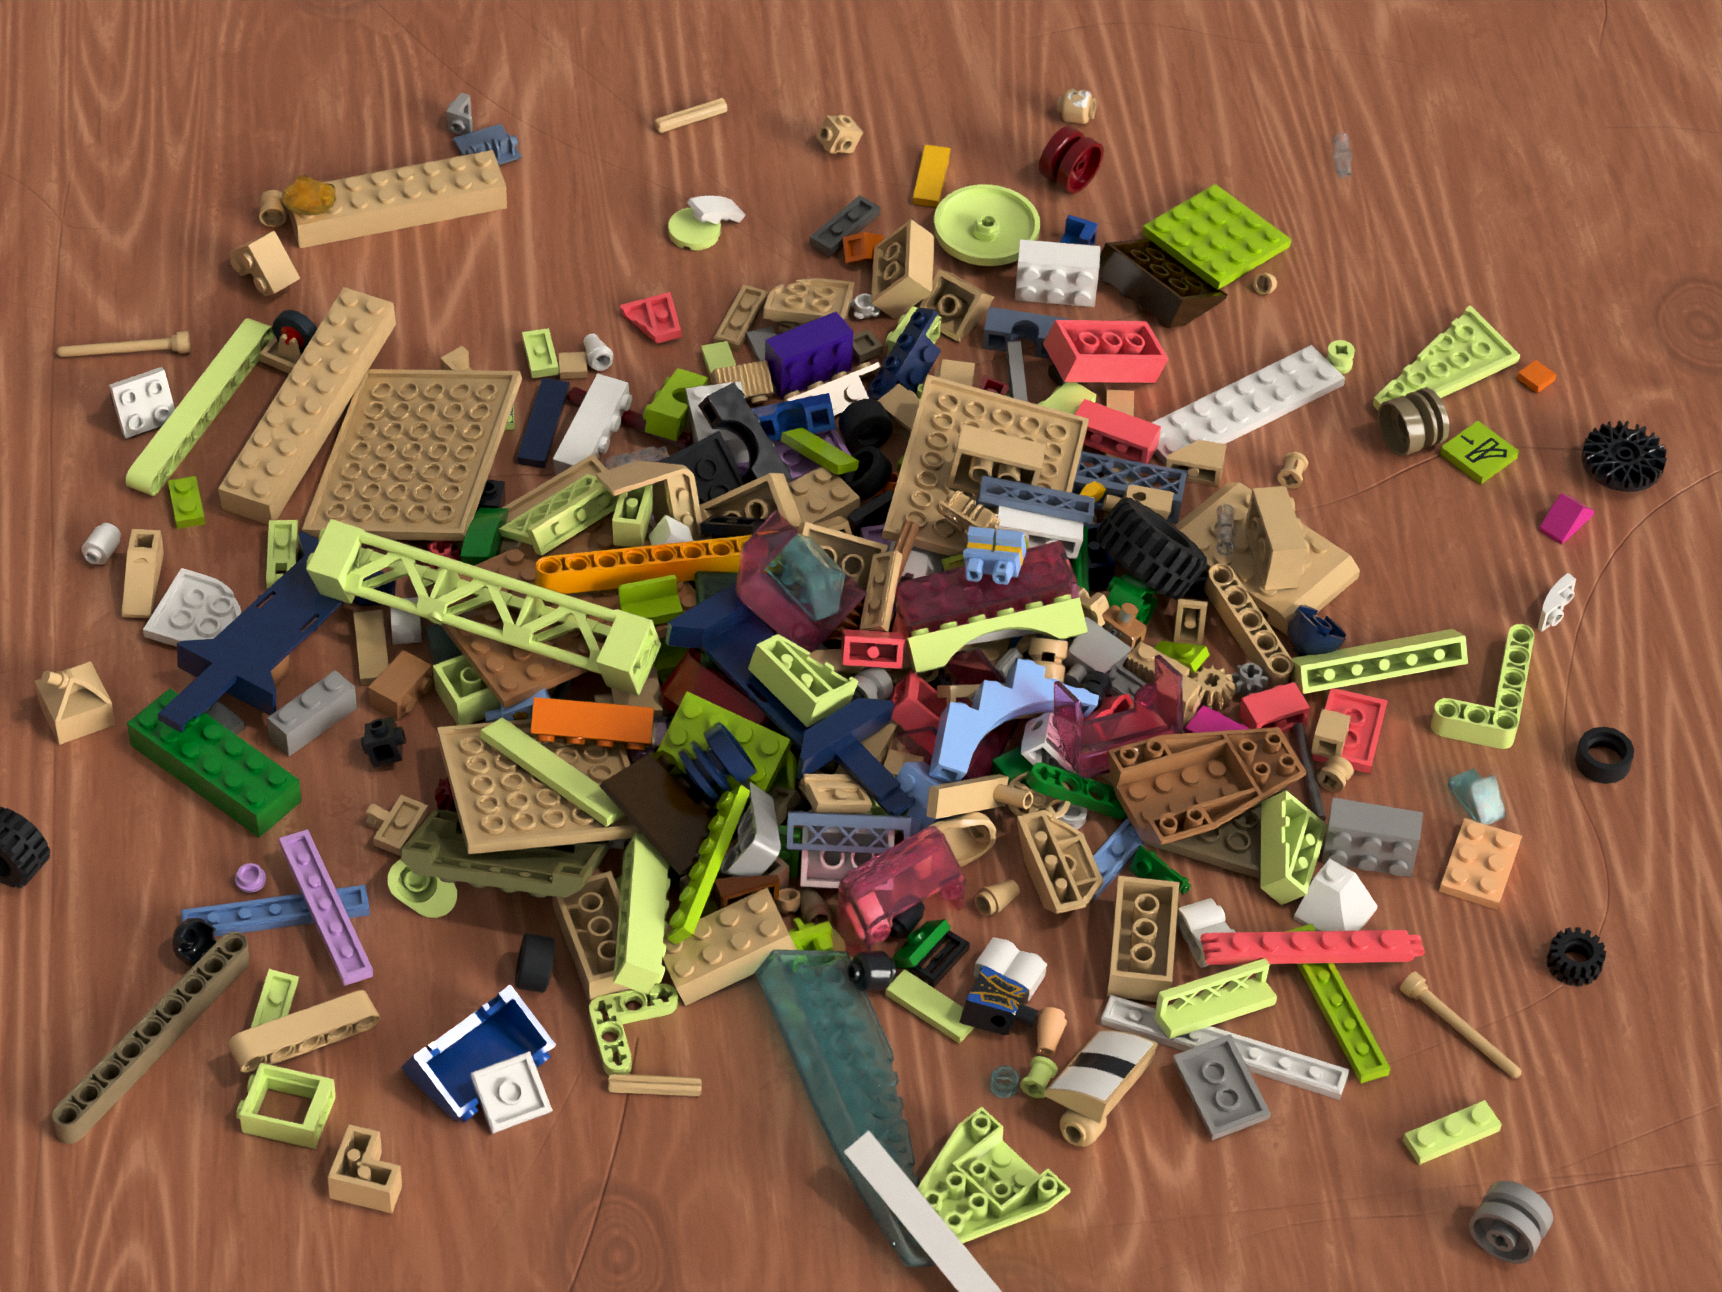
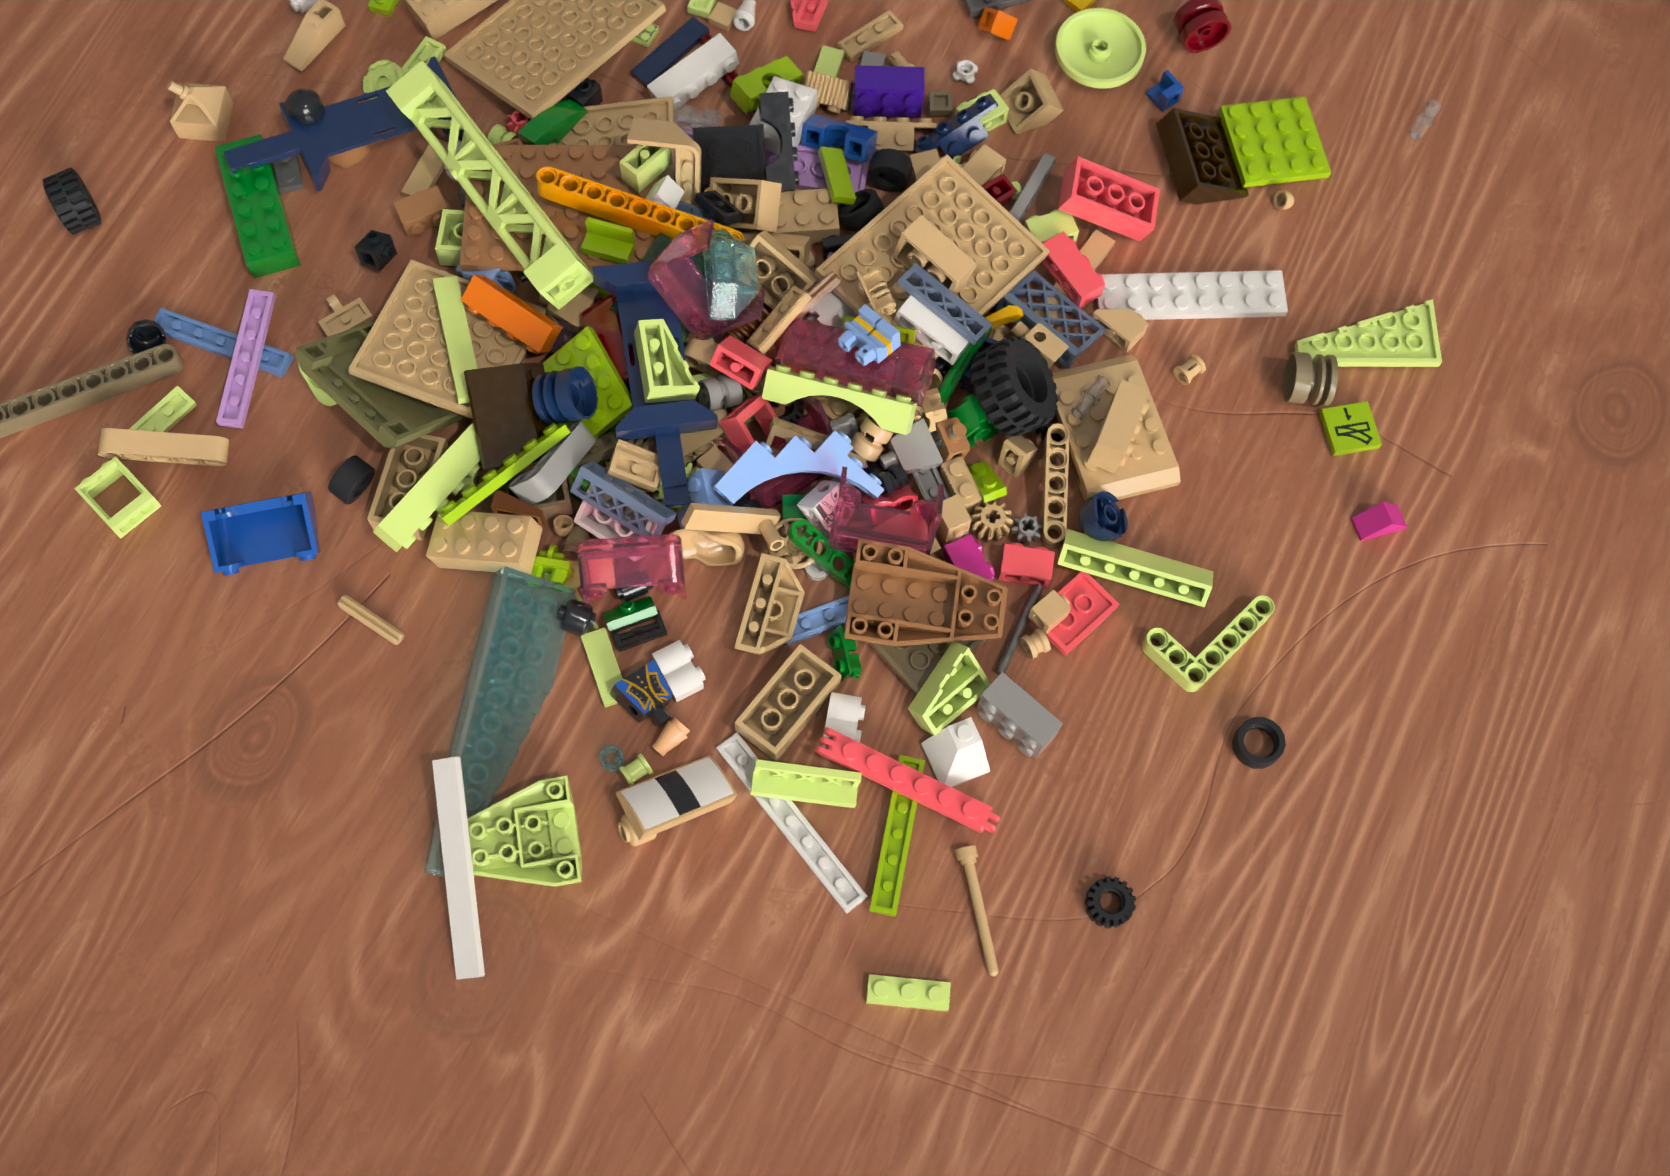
camera: 30 degrees right, 20 degrees up
(192, 609) = (332, 76): white plate -> none
(210, 630) = (304, 106): none -> black hair
(250, 878) = (222, 307): lavender plate -> none
(254, 578) = (382, 75): none -> yellowish green tile
(312, 713) = (347, 201): light grey brick -> none
(360, 1176) = (120, 576): tan brick -> none
(510, 1092) = (266, 571): white plate -> none
(562, 515) = (599, 142): yellowish green fence -> none
(618, 1014) = (382, 551): yellowish green beam -> none
(809, 300) = (924, 48): tan plate -> none
(902, 269) = (1007, 55): tan brick -> none
(994, 898) = (711, 605): tan cone -> none
(1012, 325) = (1056, 139): sand blue arch -> none
(1057, 273) = (1123, 114): white brick -> none
(1221, 1087) = (759, 856): light grey plate -> none
(1340, 355) = (1293, 297): yellowish green wheel -> none
(1478, 796) = (1134, 722): clear light blue slope -> none
(1480, 864) = (1095, 779): light nougat plate -> none
(1511, 1222) = (889, 1102): light grey wheel -> none
(1536, 376) = (1444, 386): orange tile -> none
(1555, 601) = (1311, 592): white slope -> none
(1623, 457) = (1461, 495): black wheel -> none

